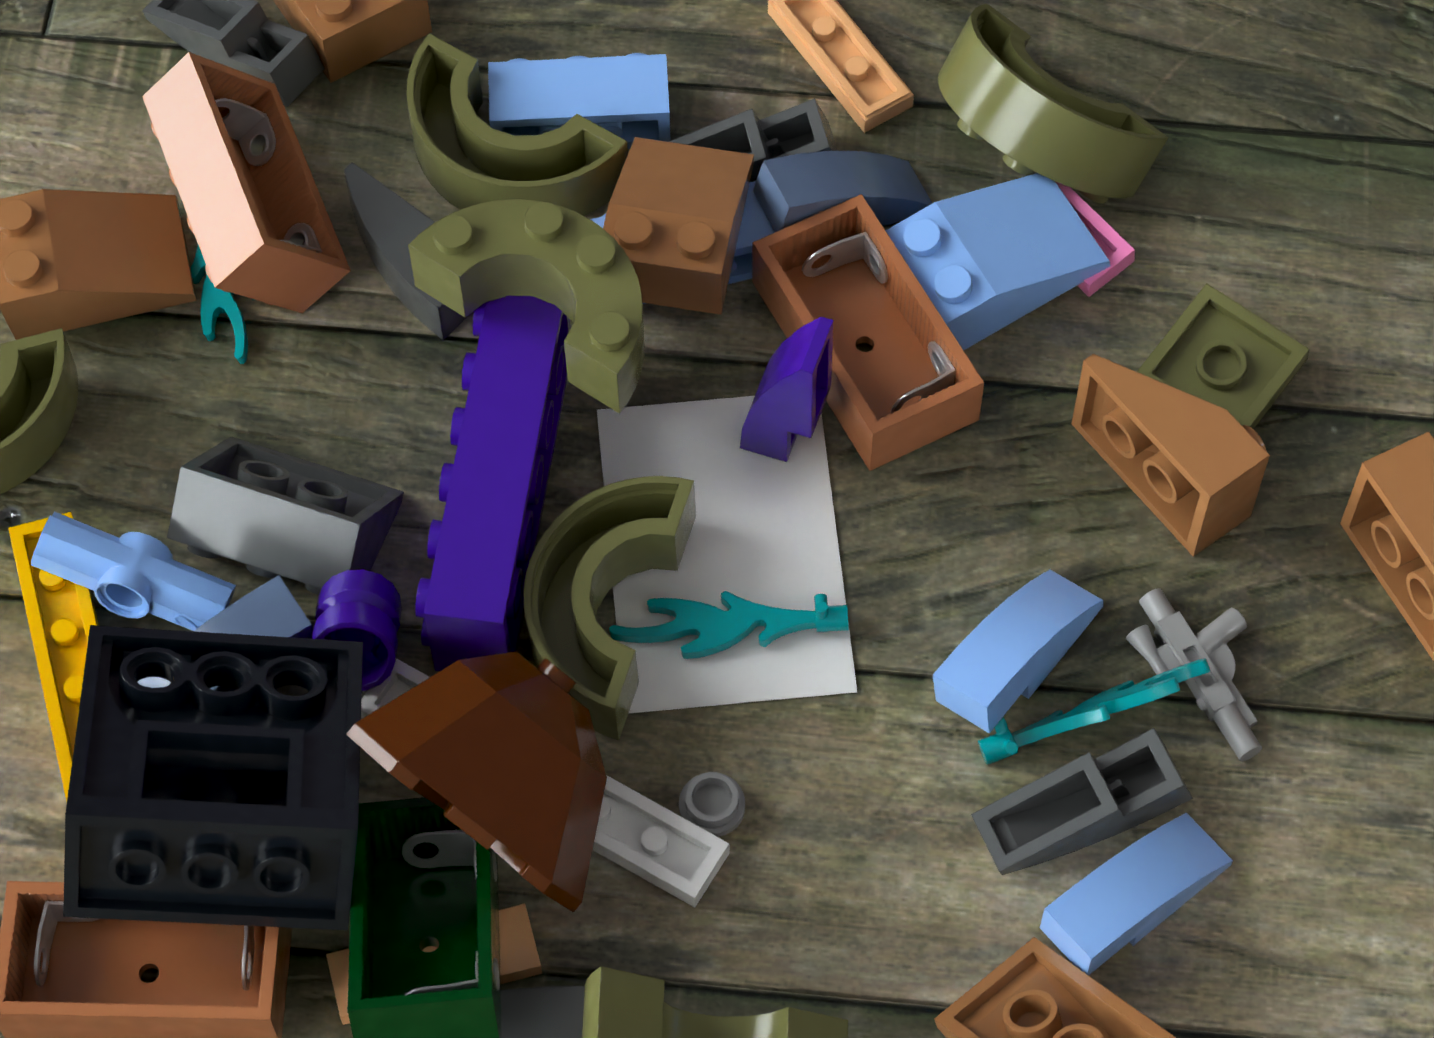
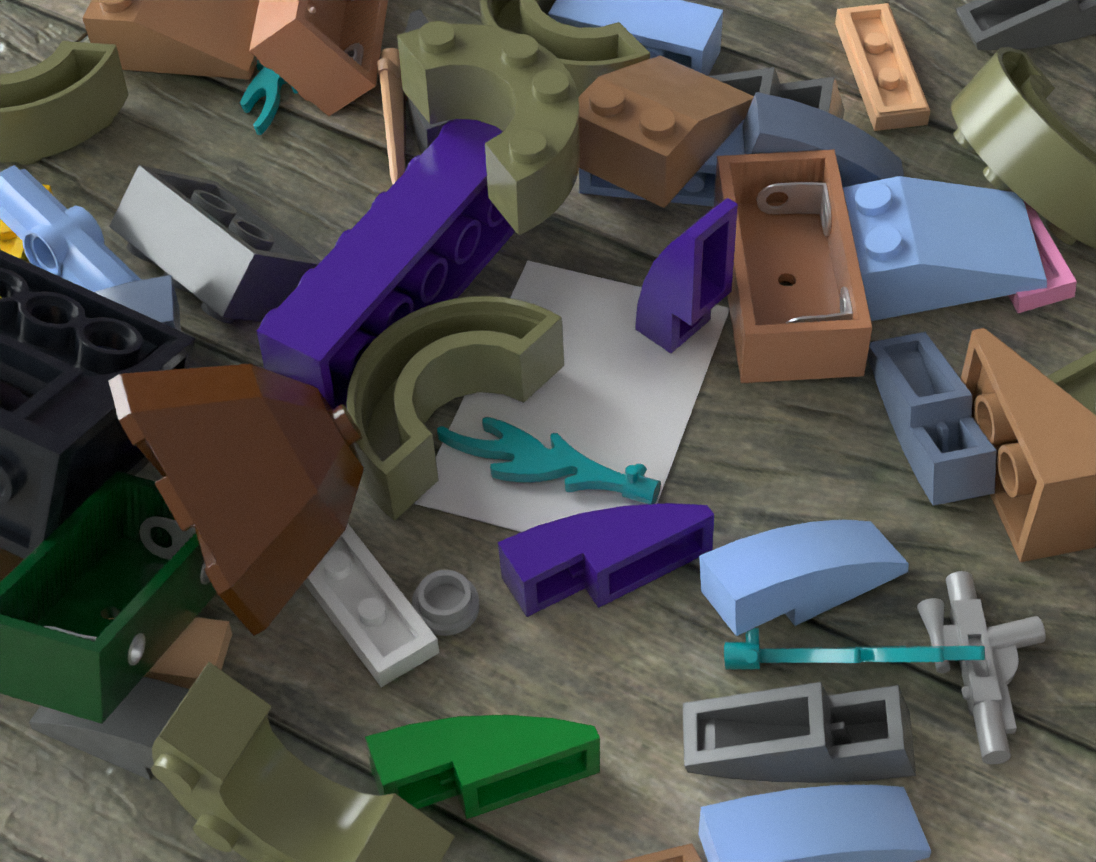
camera: 25 degrees right, 10 degrees down
(362, 260) = (394, 110): none -> light nougat bar
(365, 610) = (223, 330): dark purple wheel -> none
(822, 942) = (482, 759): none -> green slope
(831, 700) = (603, 552): none -> dark purple slope
(1062, 443) = (933, 419): none -> sand blue slope

